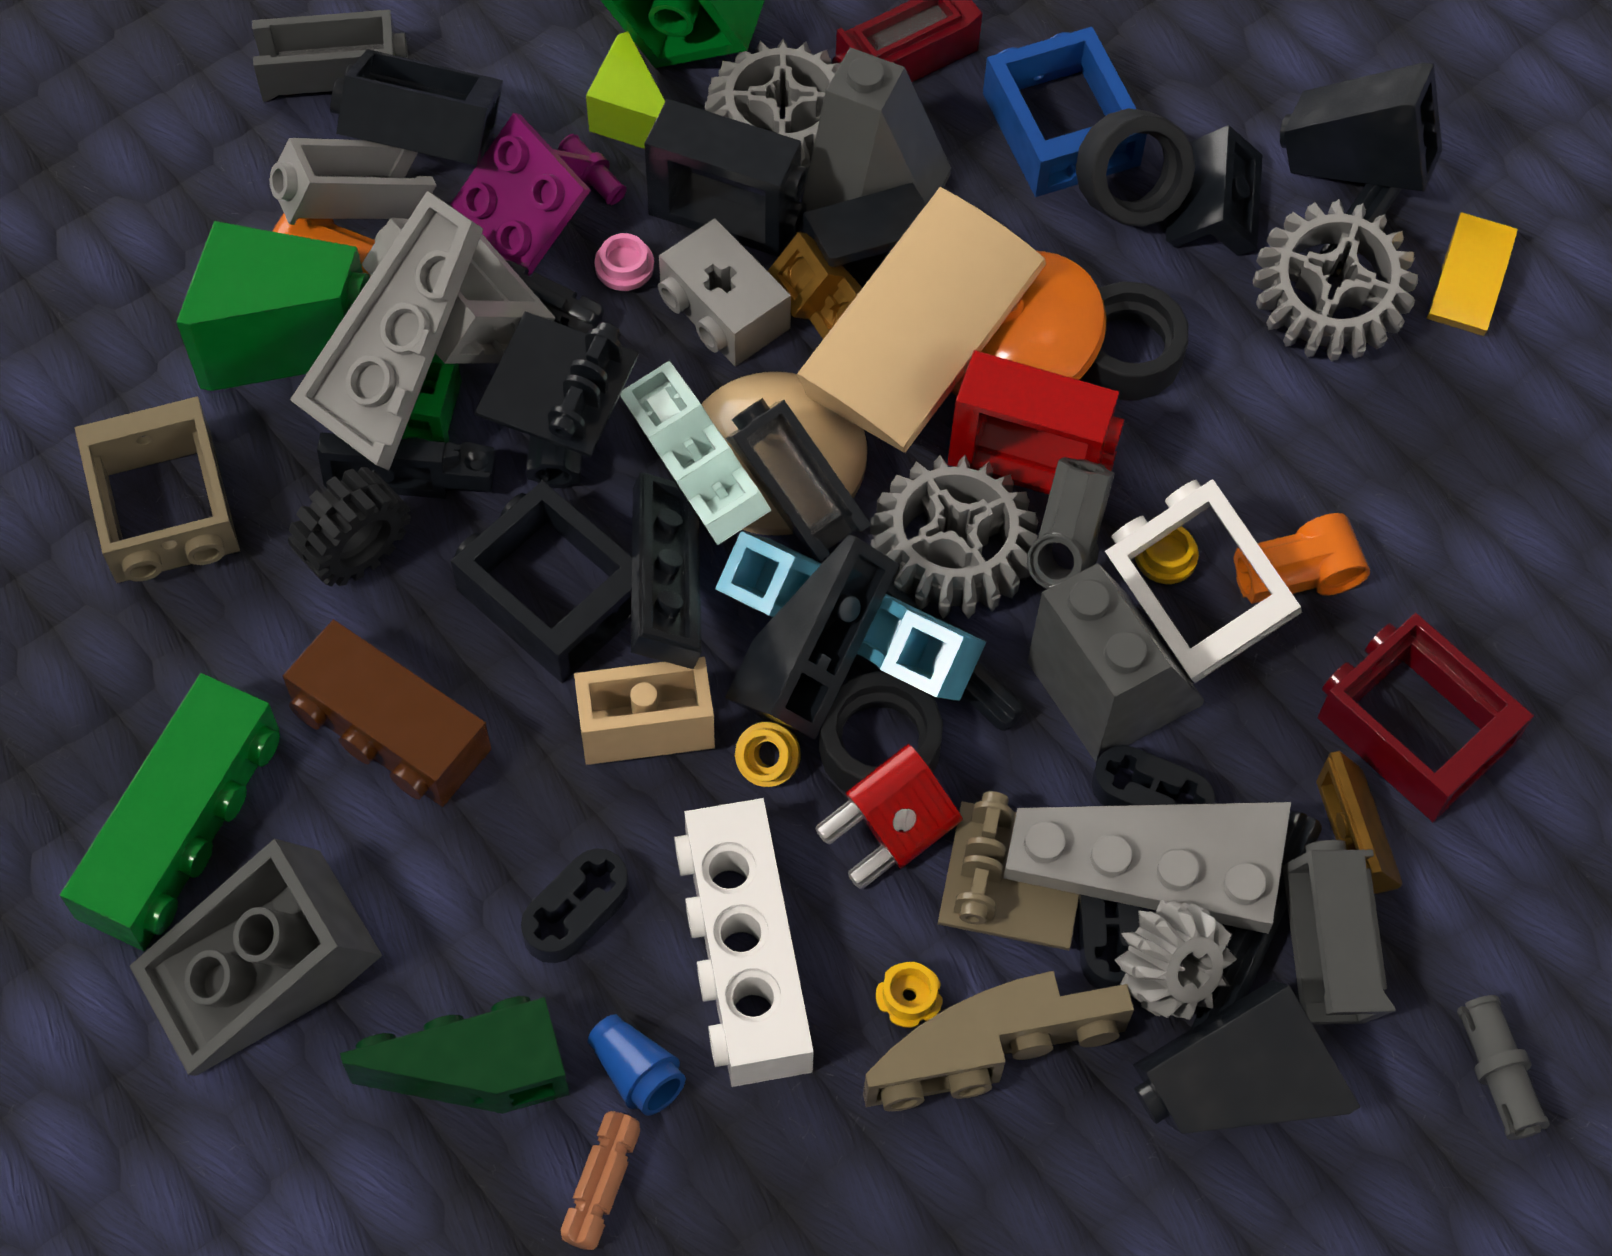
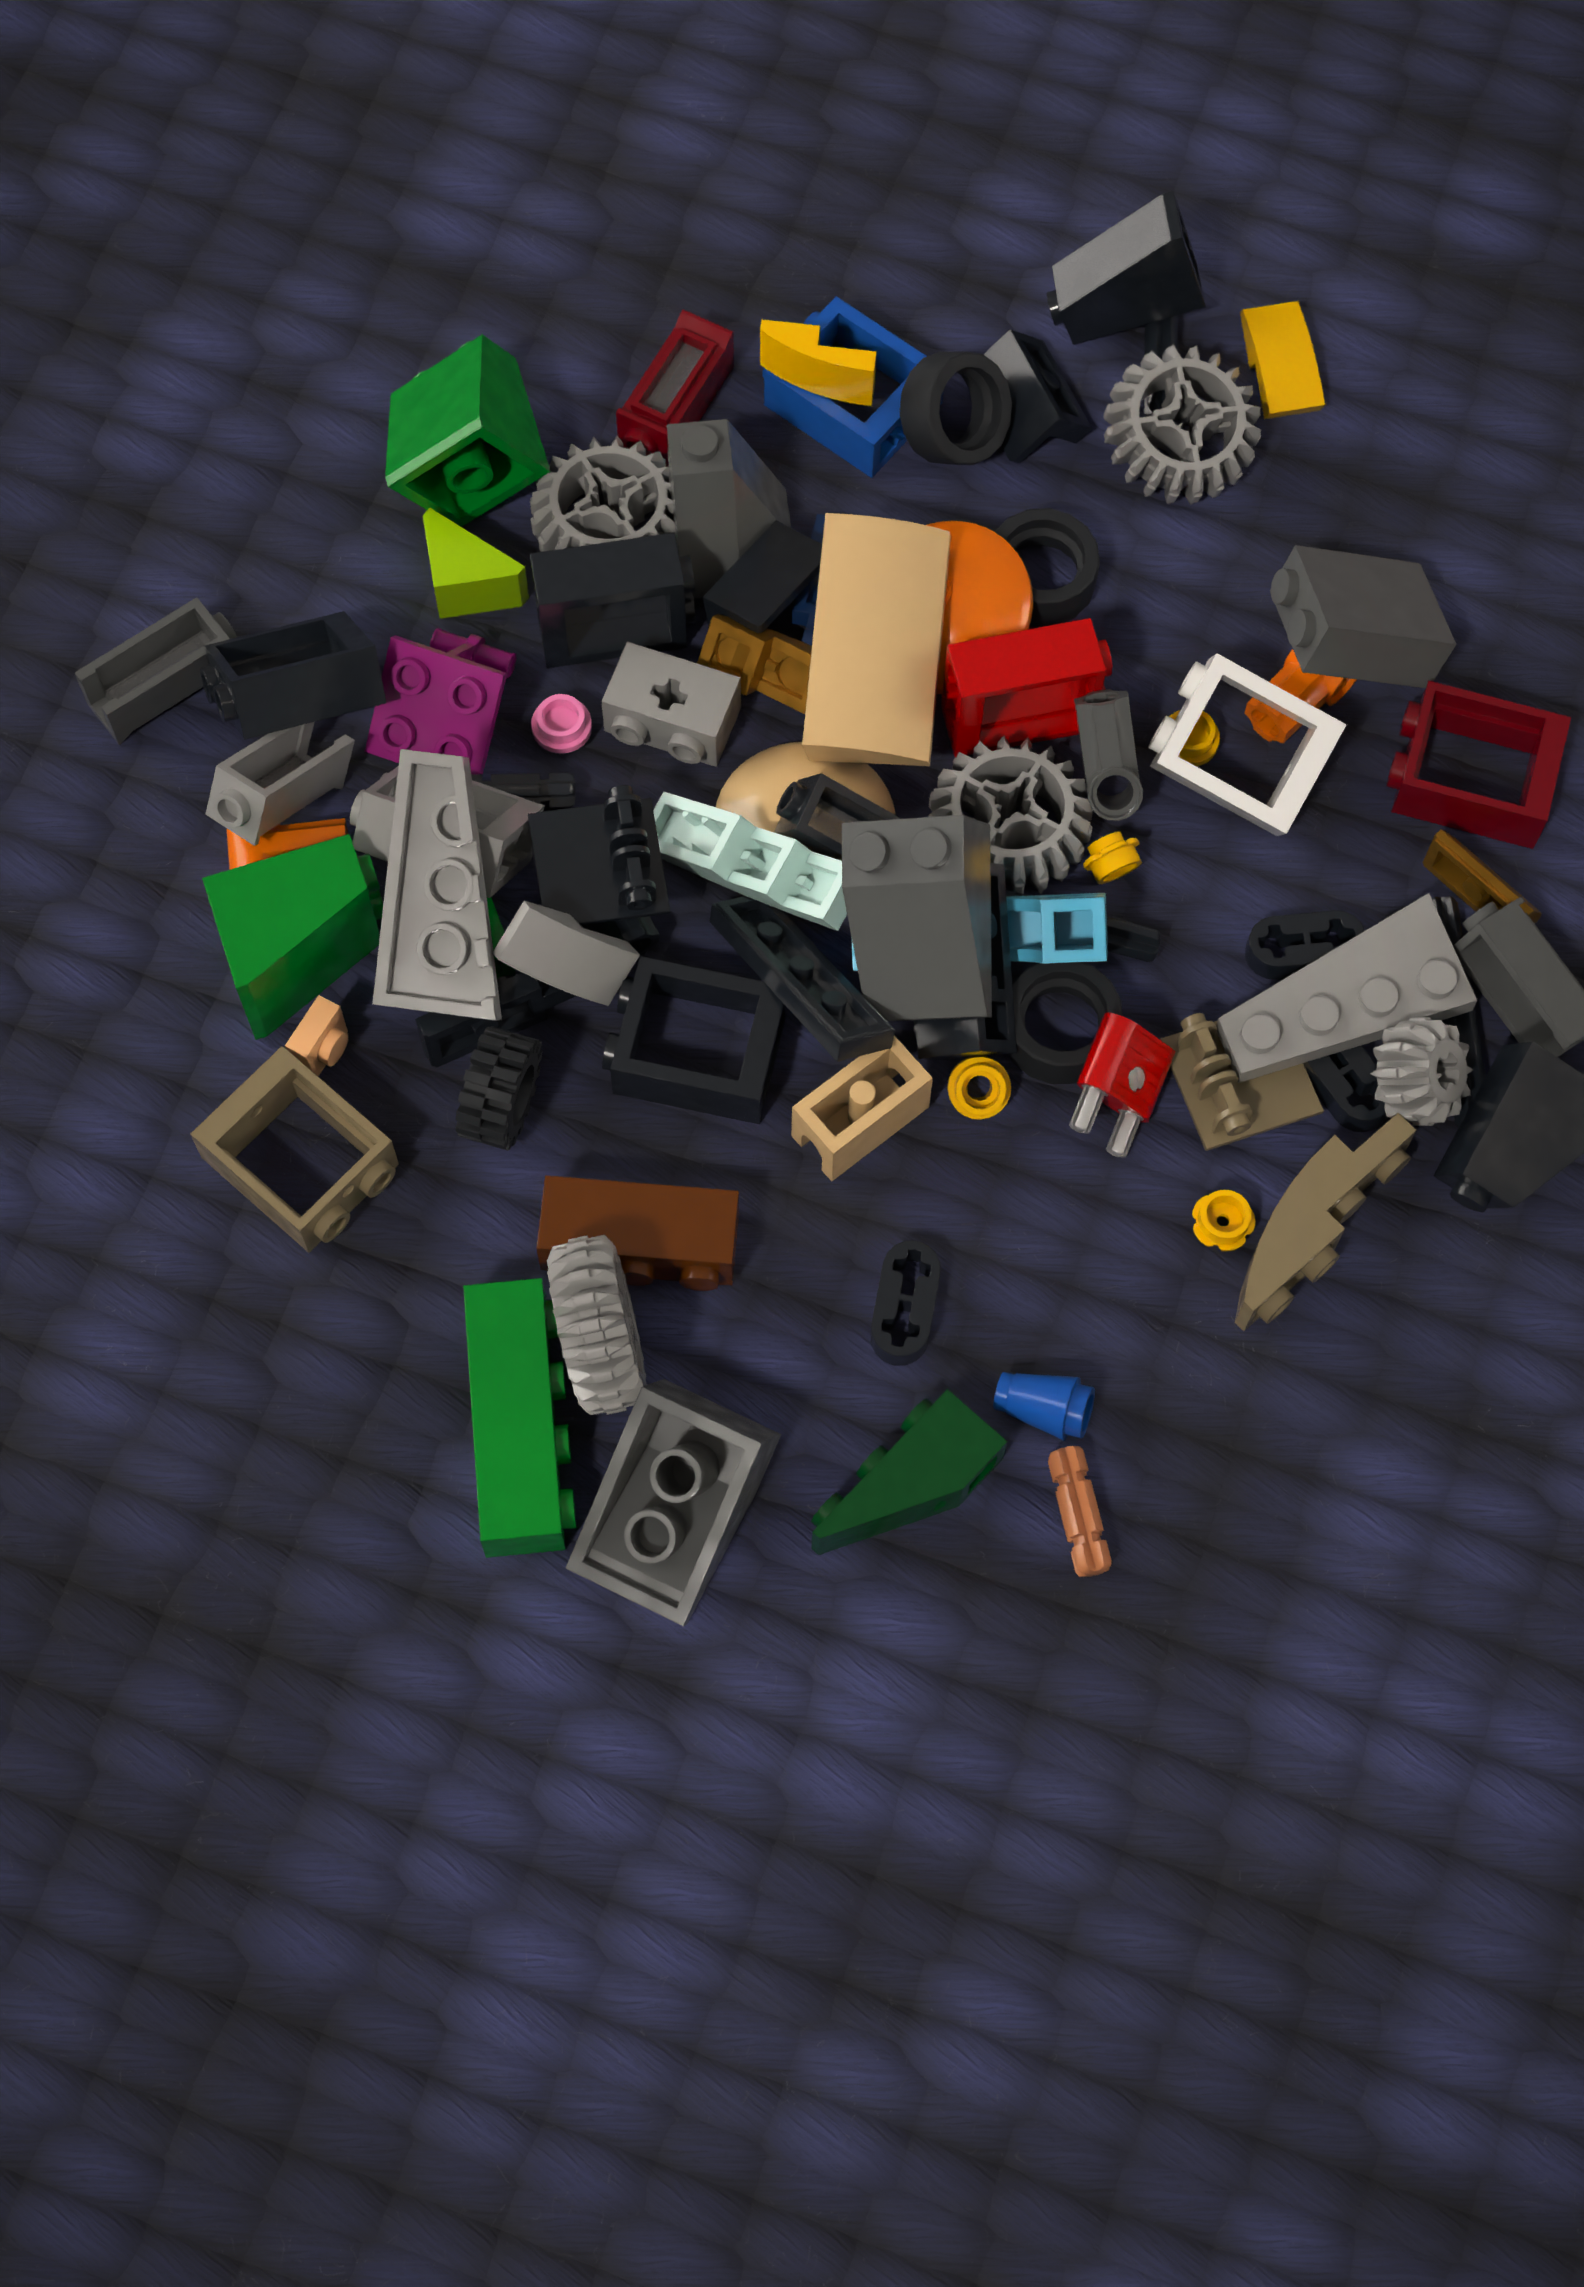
camera: 30 degrees left, 5 degrees up
(239, 410) = (319, 1036): none -> light nougat plate
(279, 764) = (596, 1324): none -> light grey gear
(469, 439) = (564, 954): none -> light grey slope
(740, 841) = (1017, 1171): white brick -> none
(785, 562) = (920, 915): none -> dark grey slope
(1017, 618) = (1112, 857): none -> yellow plate
(1038, 81) = (796, 356): none -> yellow slope
(1106, 663) = (1211, 860): dark grey slope -> none
(1386, 523) = (1361, 617): none -> dark grey brick

